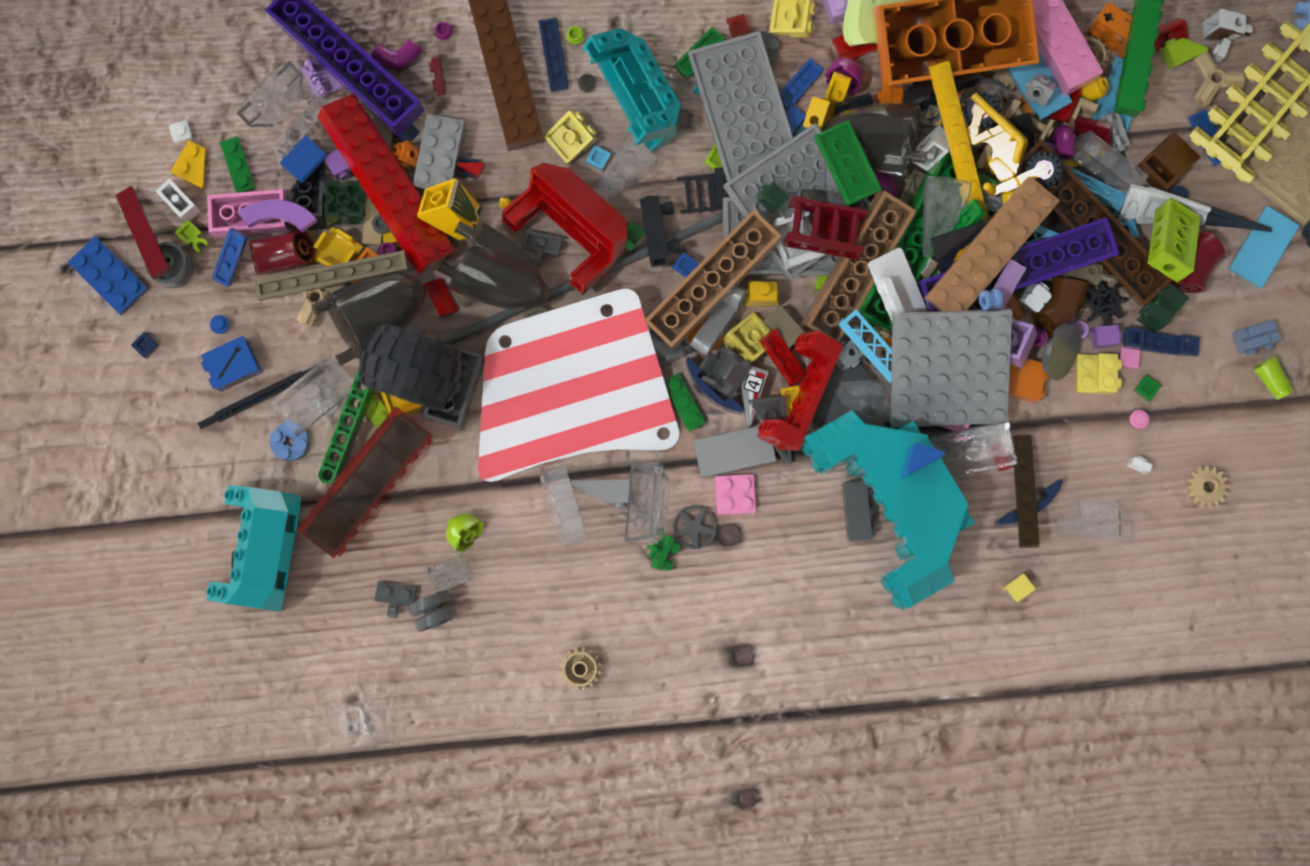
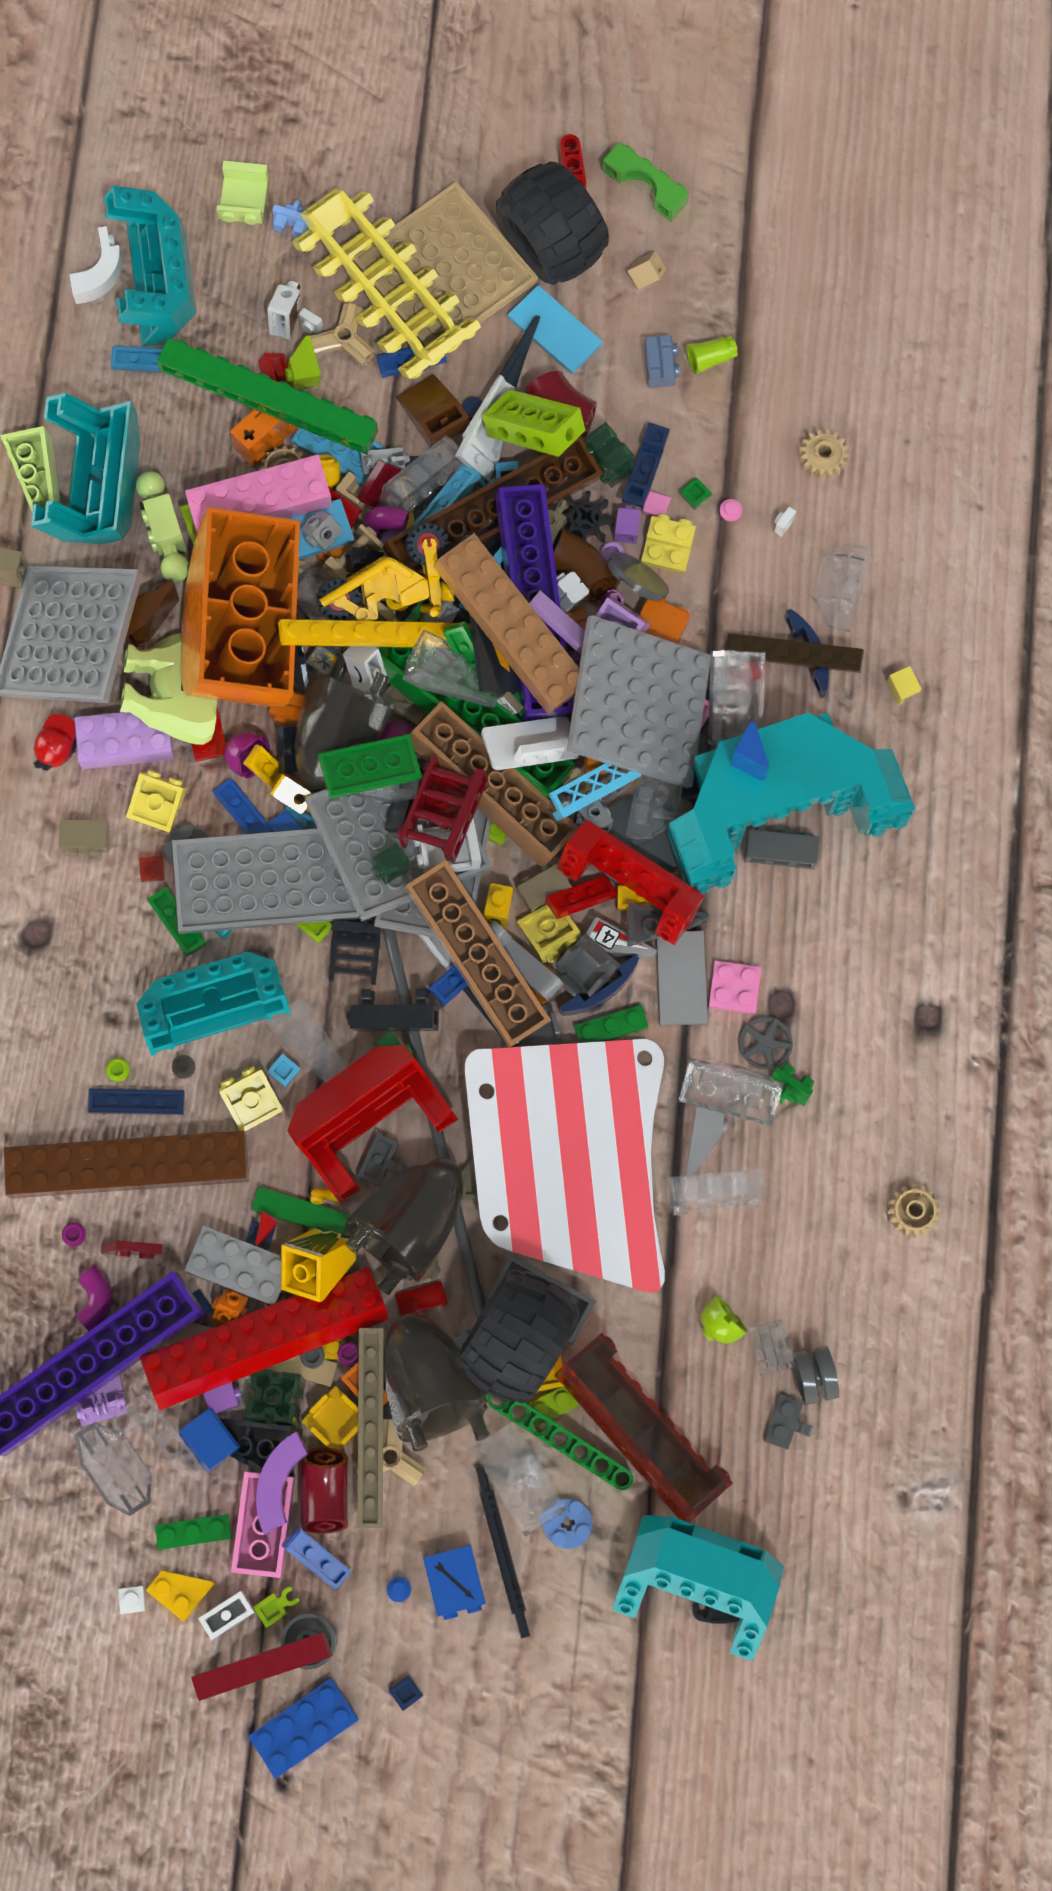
camera: 80 degrees left, 5 degrees down
(491, 191) = (299, 1211): none -> green tile
(990, 299) = (572, 636): medium blue wheel -> none

